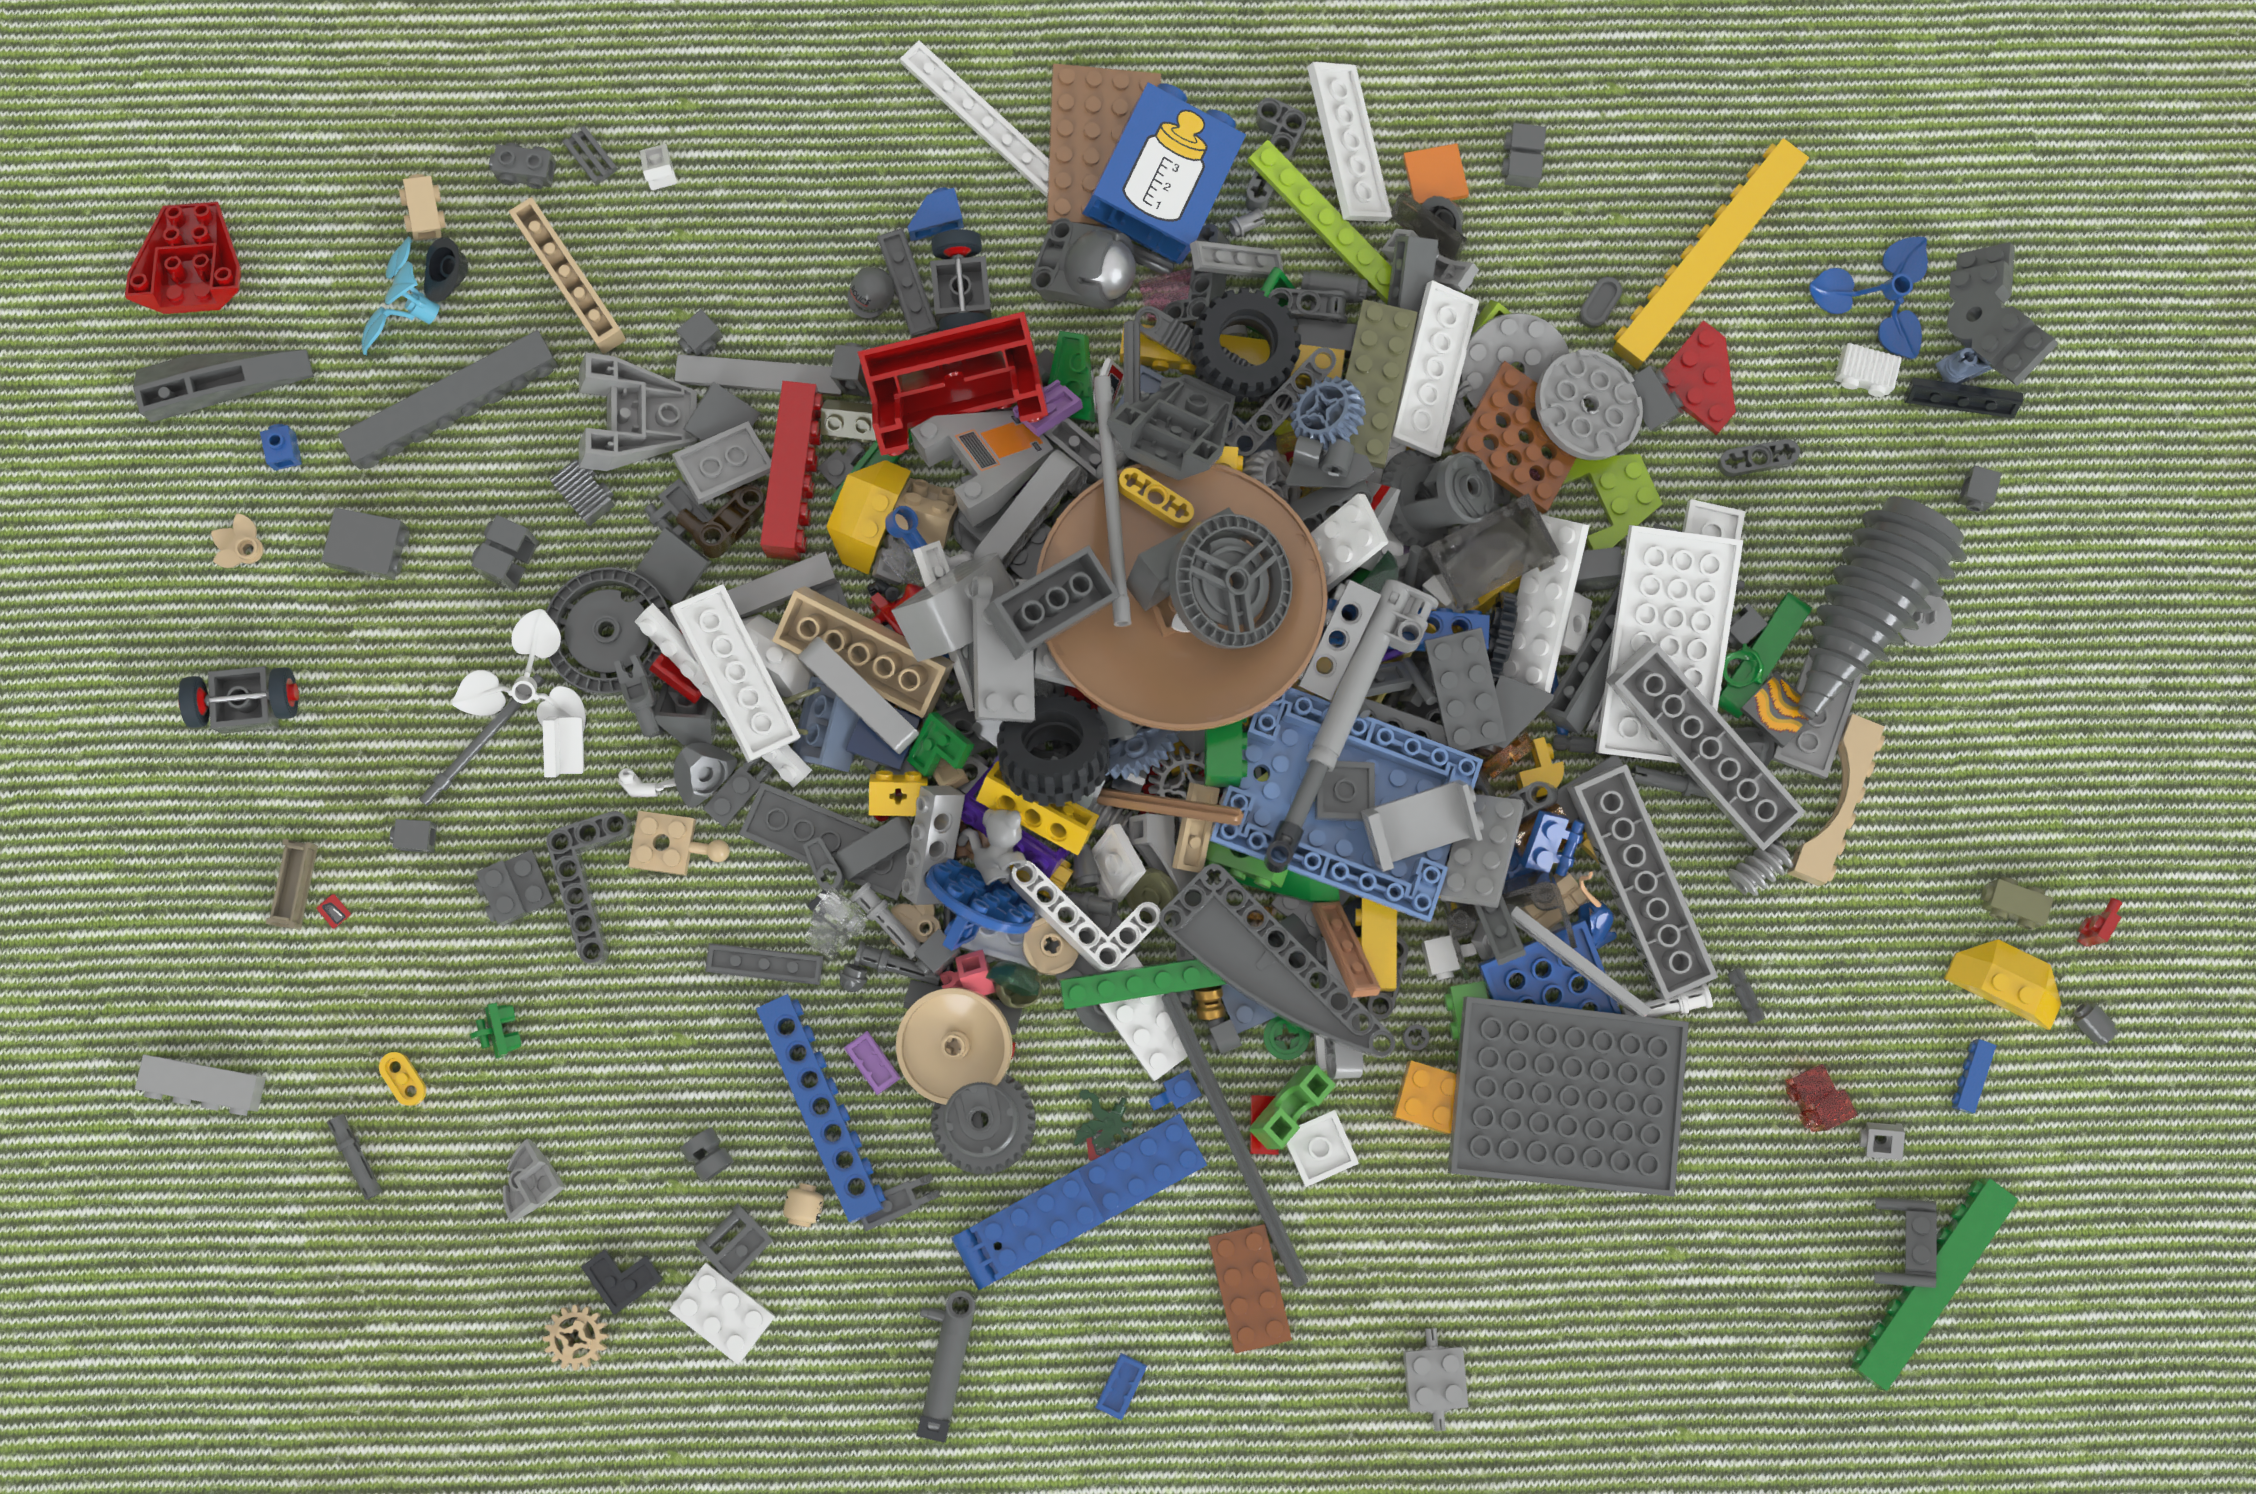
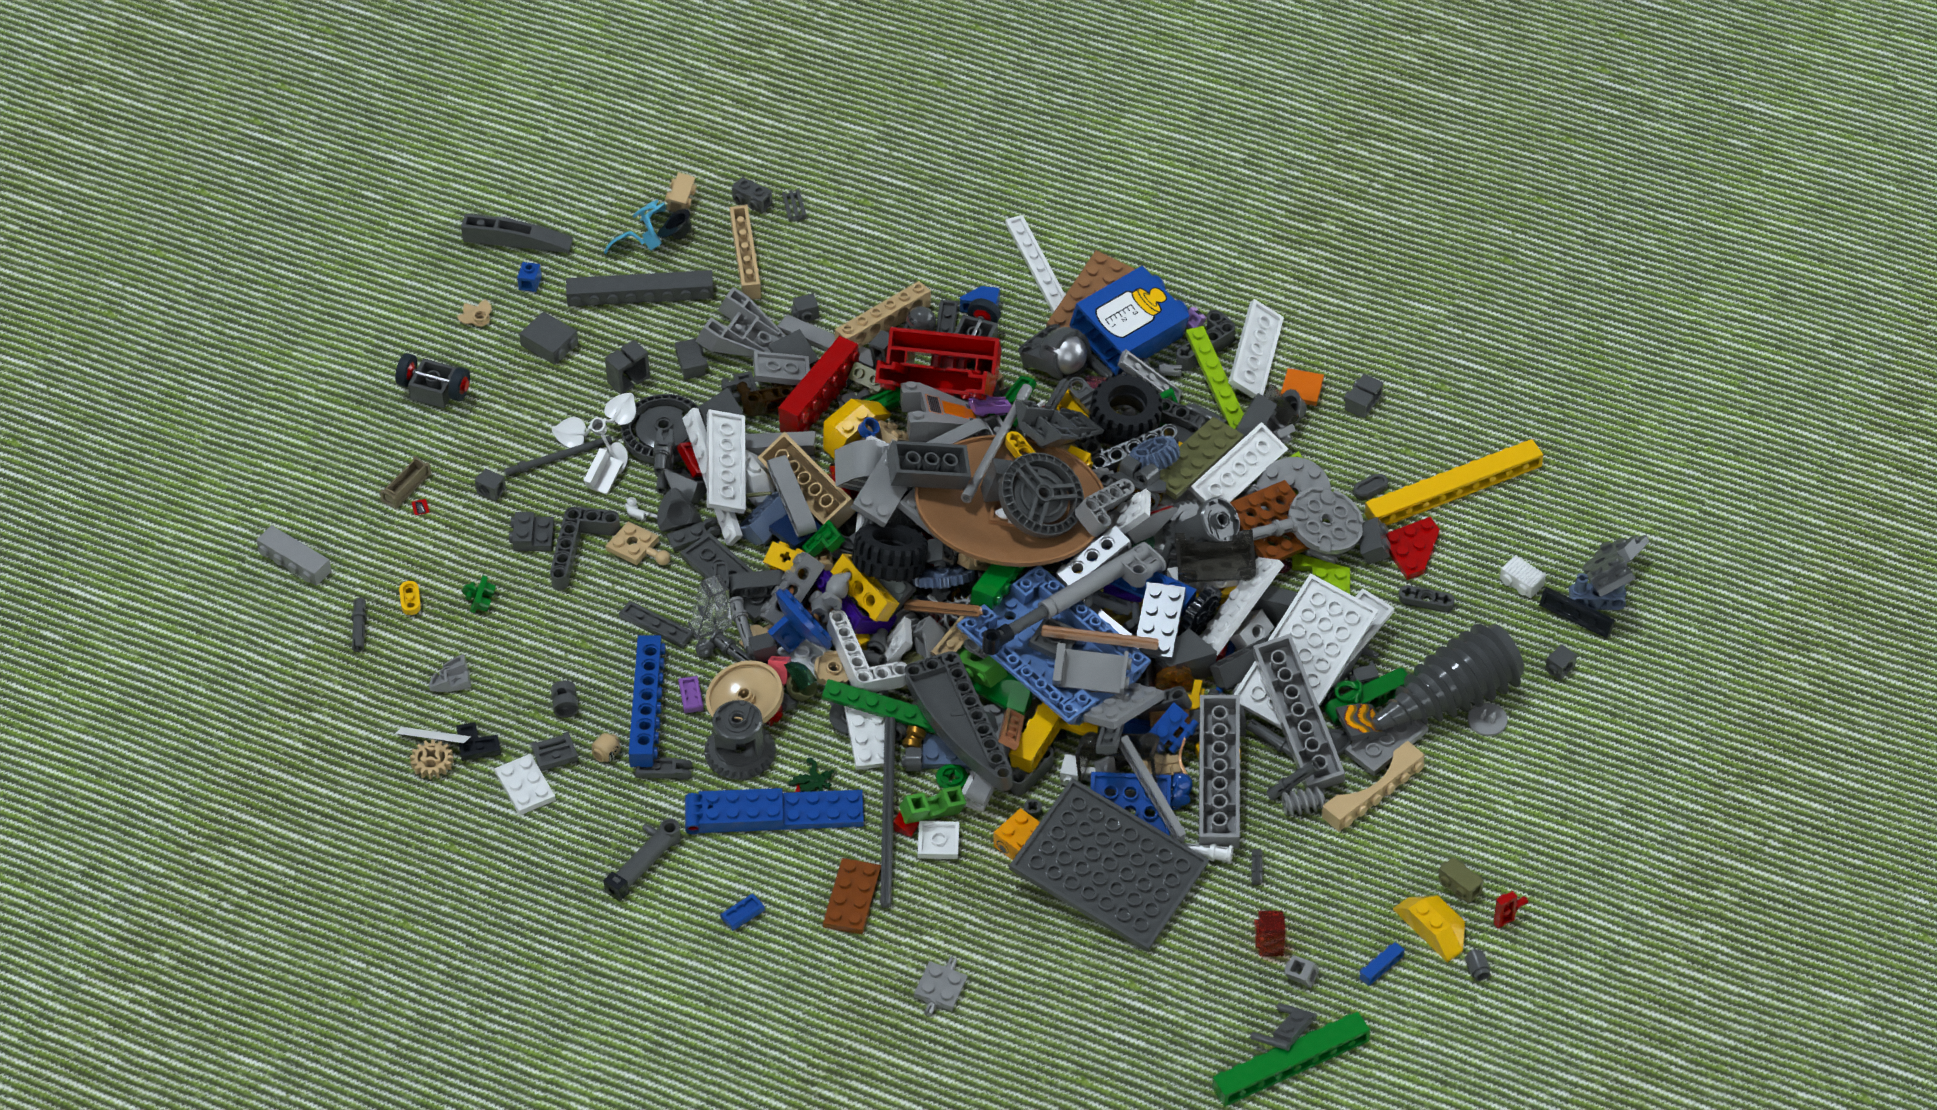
camera: 30 degrees right, 30 degrees down
(185, 261) = (528, 173): red wedge -> none
(557, 1297) = (432, 734): none -> white sticker
(658, 167) = (830, 224): white slope -> none
(817, 306) = (885, 315): none -> tan brick
(1179, 1091) = (868, 780): blue plate -> none
(1244, 120) = (1196, 318): none -> lavender plate
(1306, 567) = (1093, 508): none -> light grey beam
(1407, 765) = (1099, 637): none -> medium nougat axle
(1539, 457) = (1275, 528): none -> light grey pin
(1733, 856) = (1286, 784): none -> dark grey pin
(1908, 264) = (1556, 569): blue plant -> none

